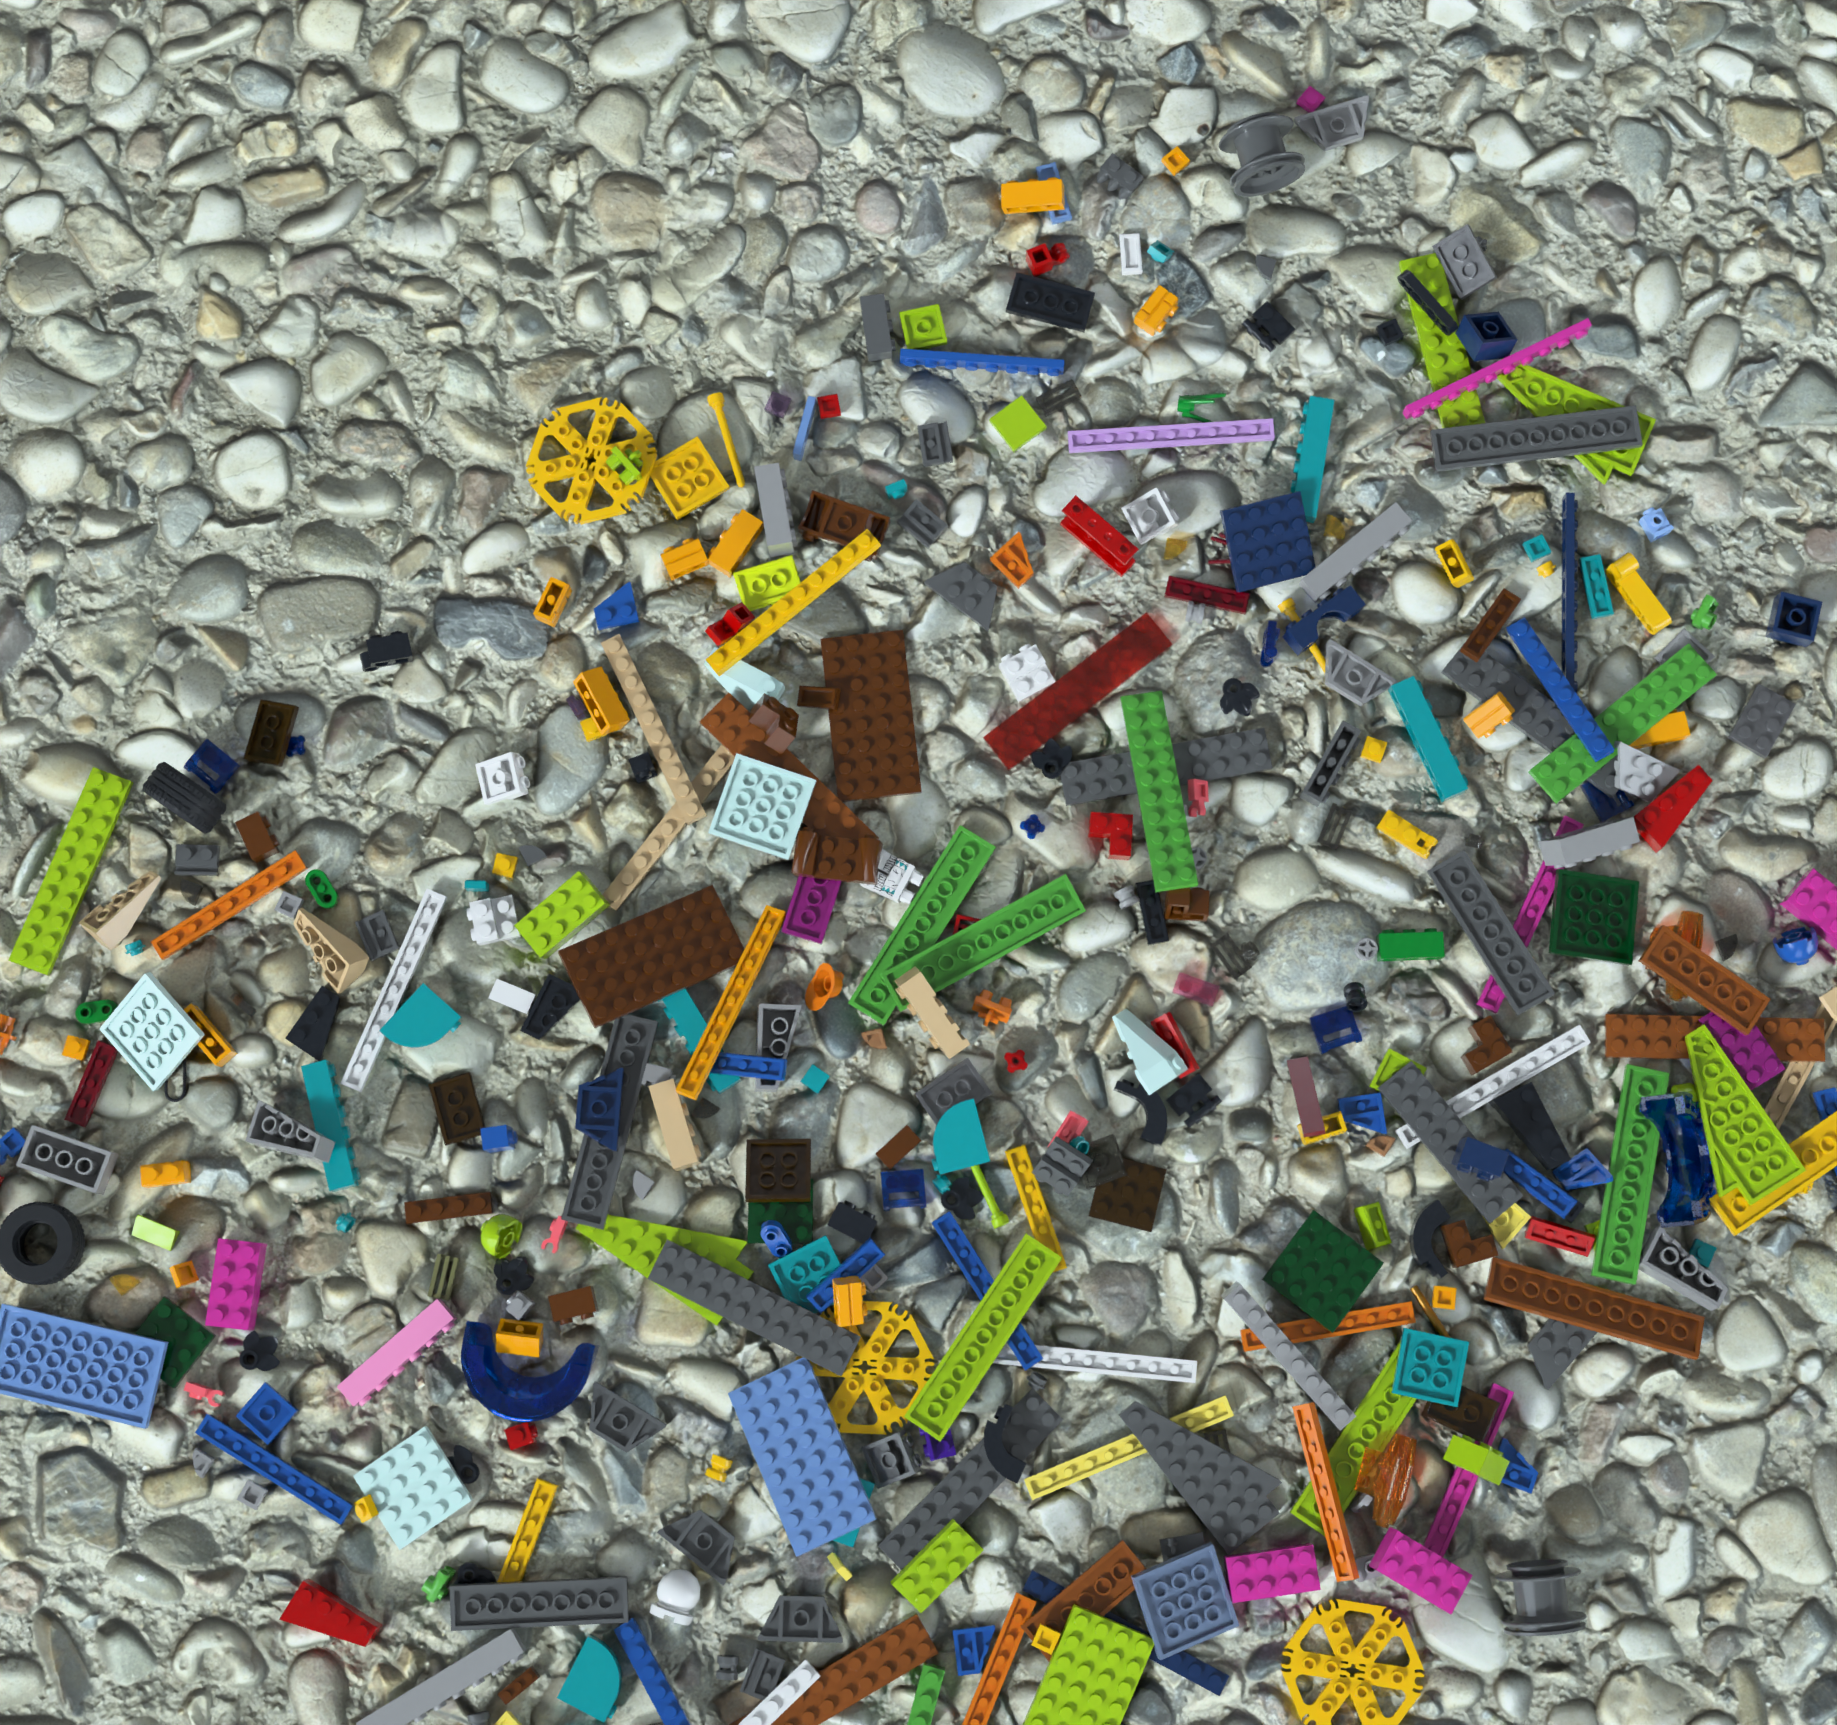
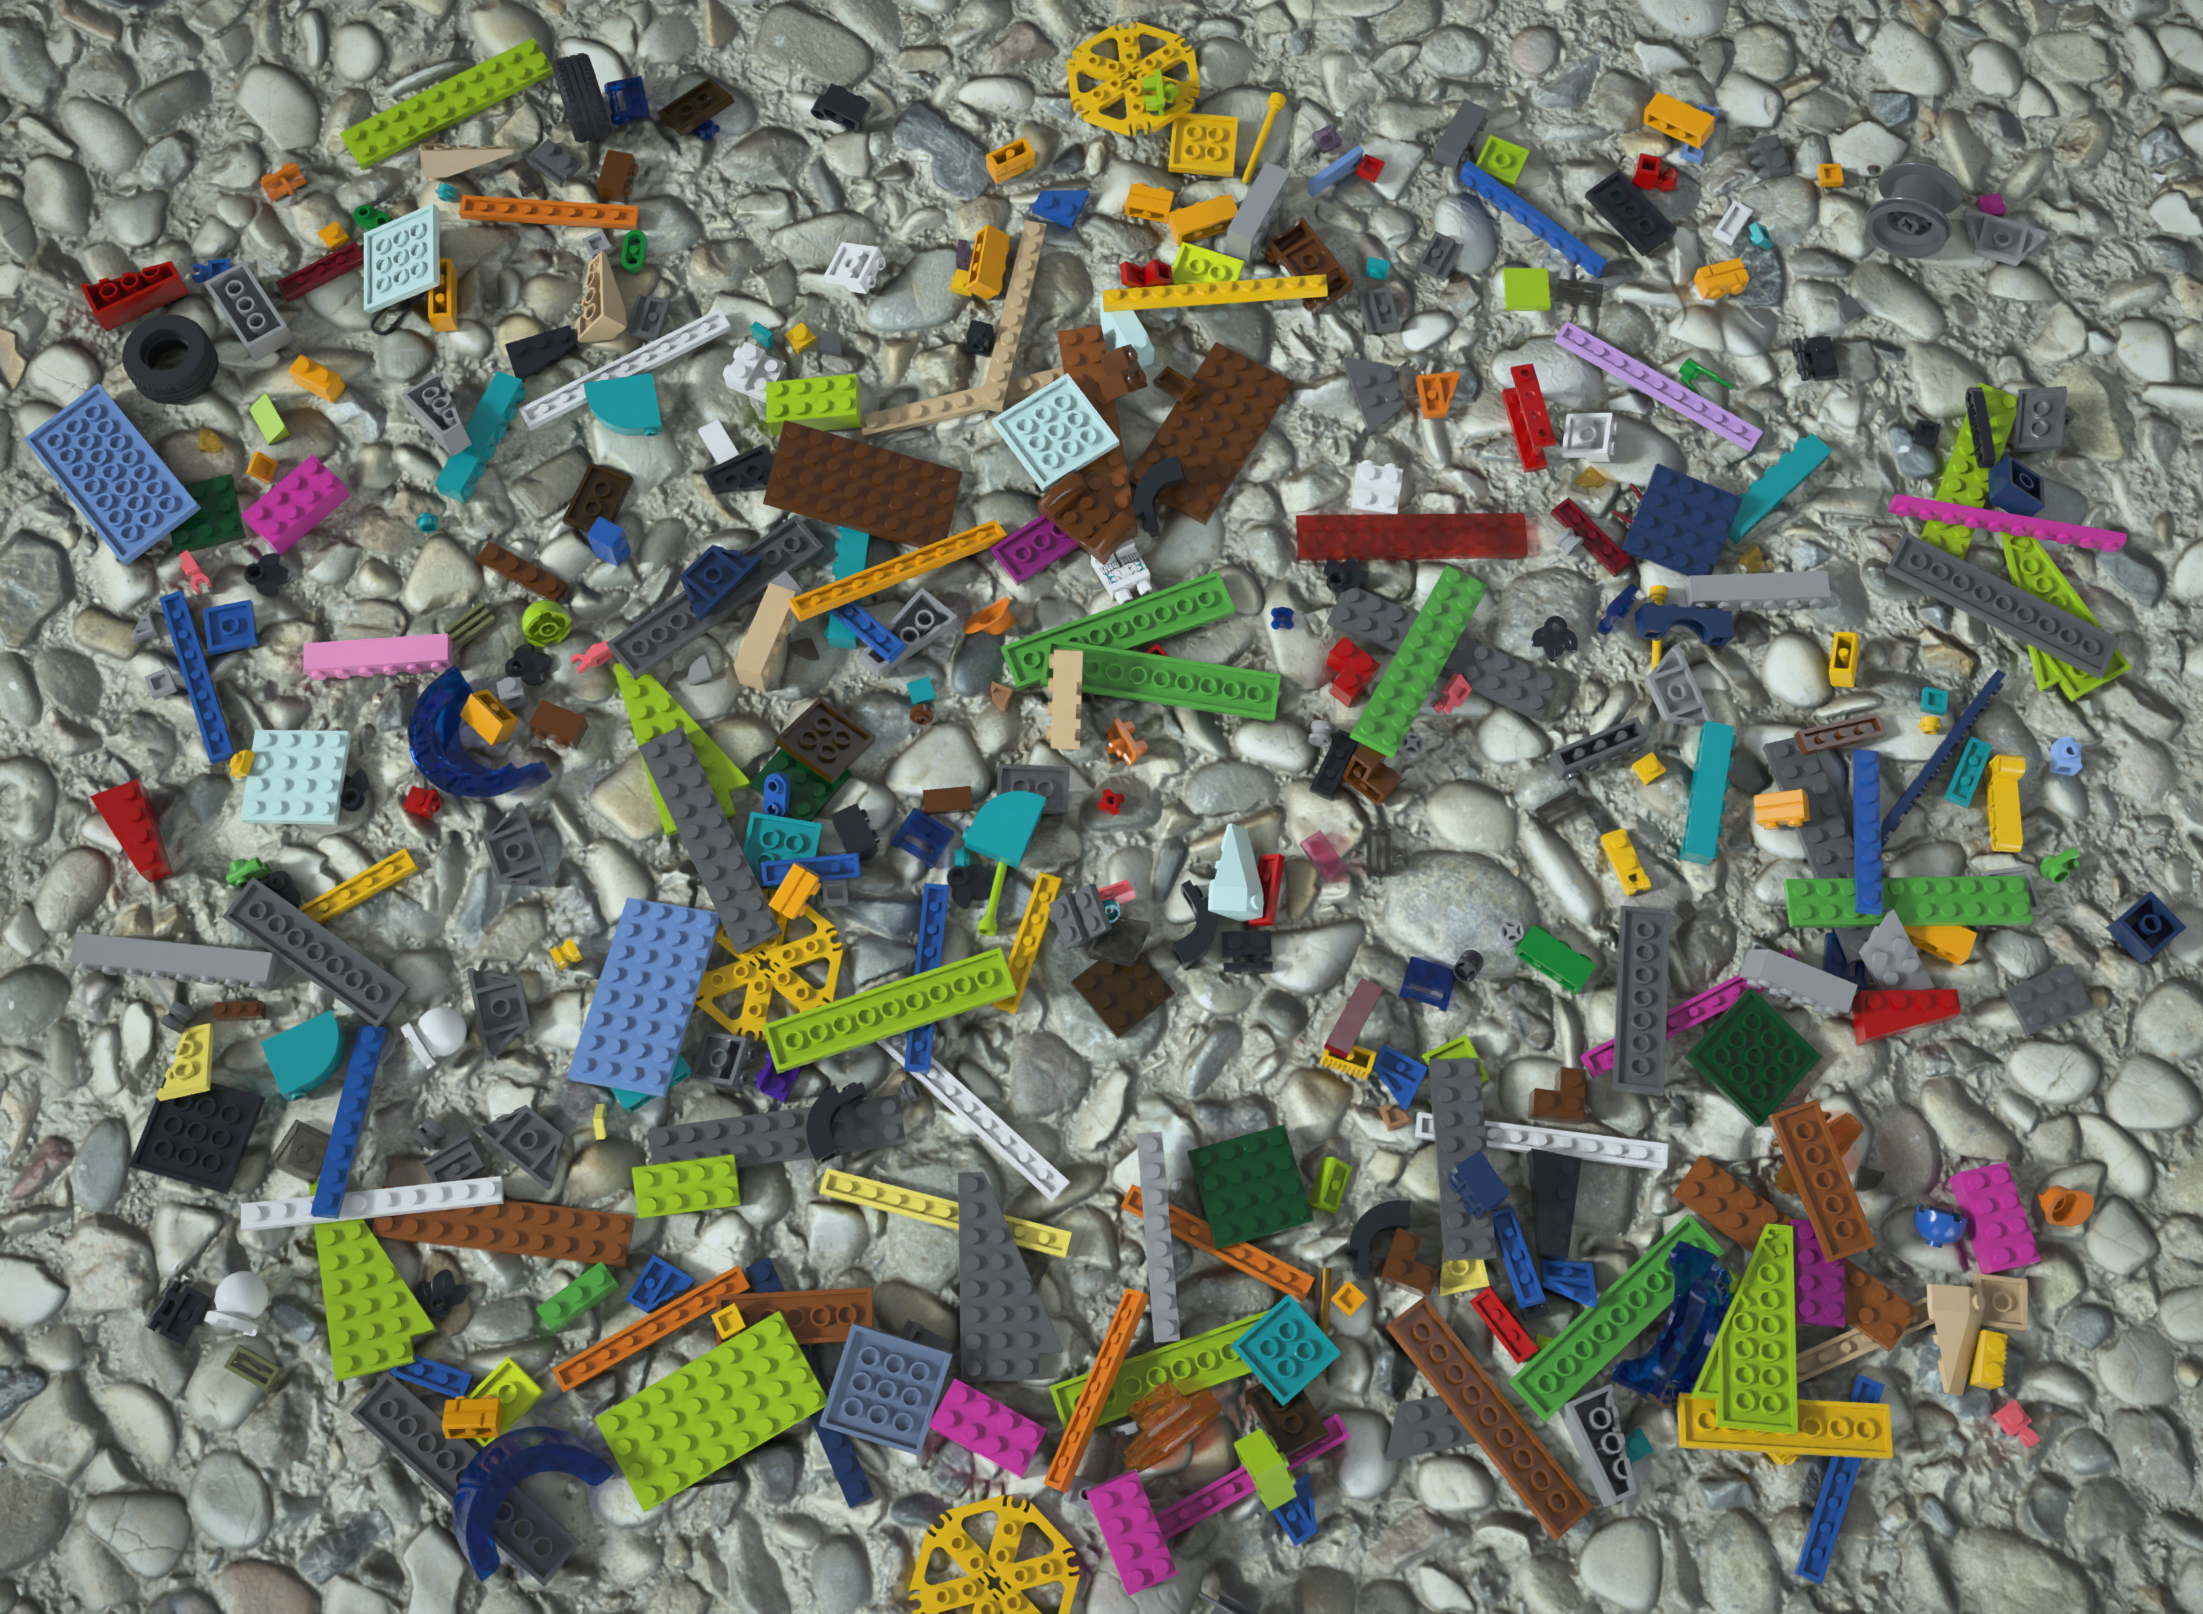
camera: 30 degrees right, 10 degrees down
(830, 1097) = (921, 714): none -> reddish brown plate
(864, 787) = (1151, 485): none -> black arch

